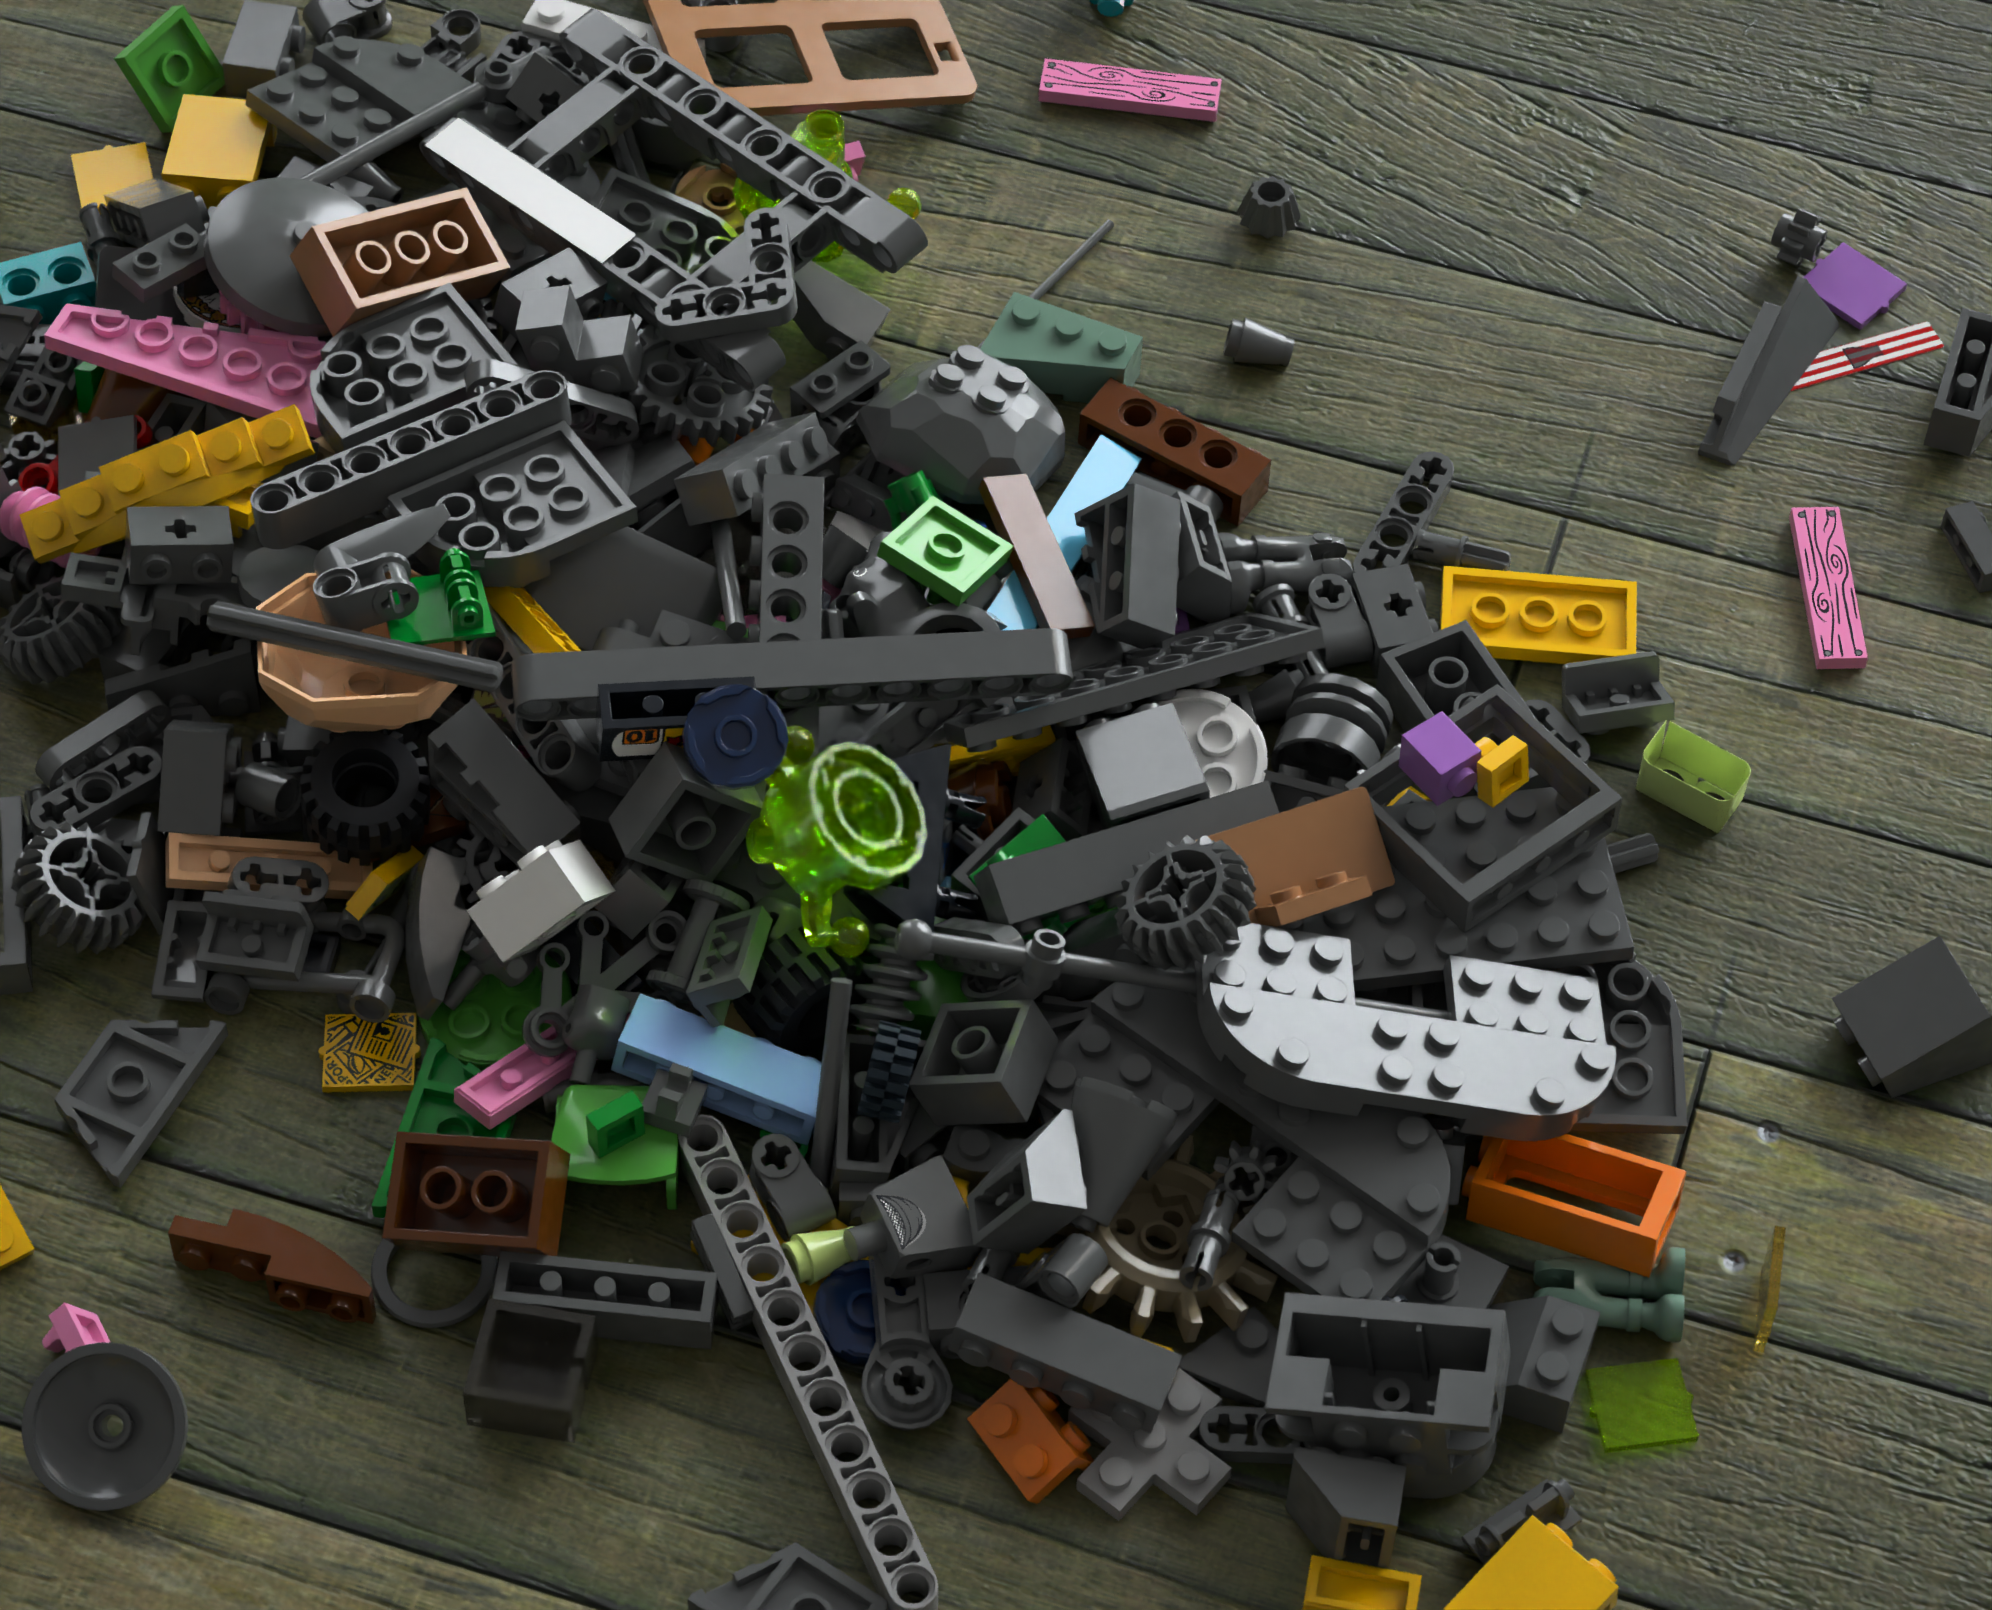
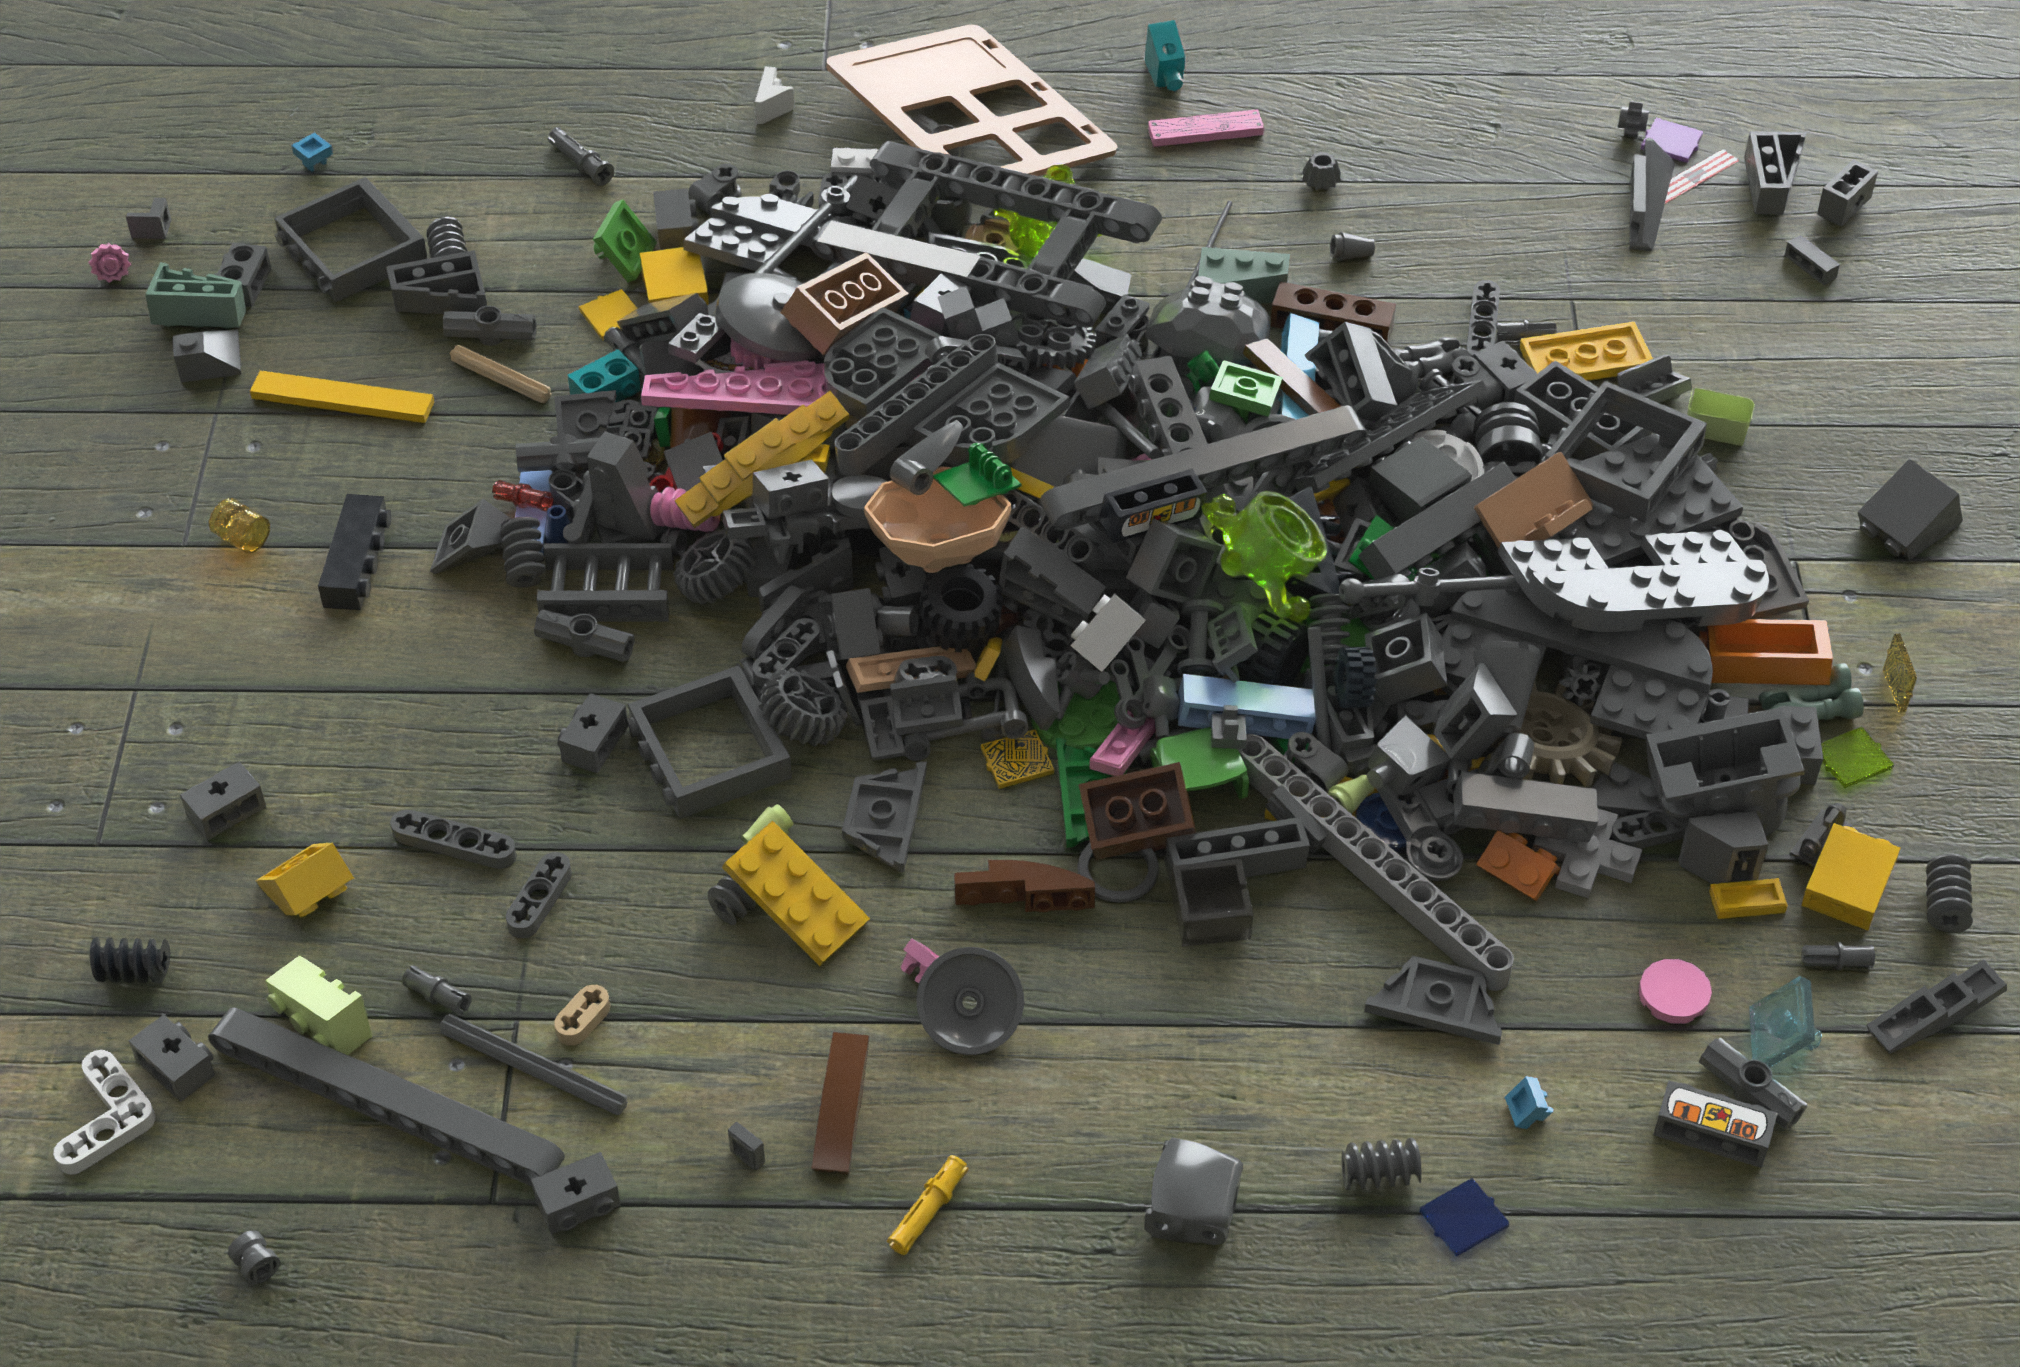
camera: 15 degrees left, 5 degrees down
(355, 646) = (942, 510): dark grey axle -> none
(360, 594) = (933, 480): dark grey piece -> none
(615, 1124) = (1203, 749): green tile -> none
(735, 737) = (1197, 504): dark blue tile -> none
(758, 290) = (1076, 264): dark grey beam -> none
(1185, 902) = (1496, 533): dark grey gear -> none
(1208, 1240) = (1579, 724): dark grey pin -> none
(1439, 758) = (1597, 426): medium lavender brick -> none
(1501, 769) = (1632, 422): yellow tile -> none
(1828, 588) = (1740, 301): bright pink tile -> none

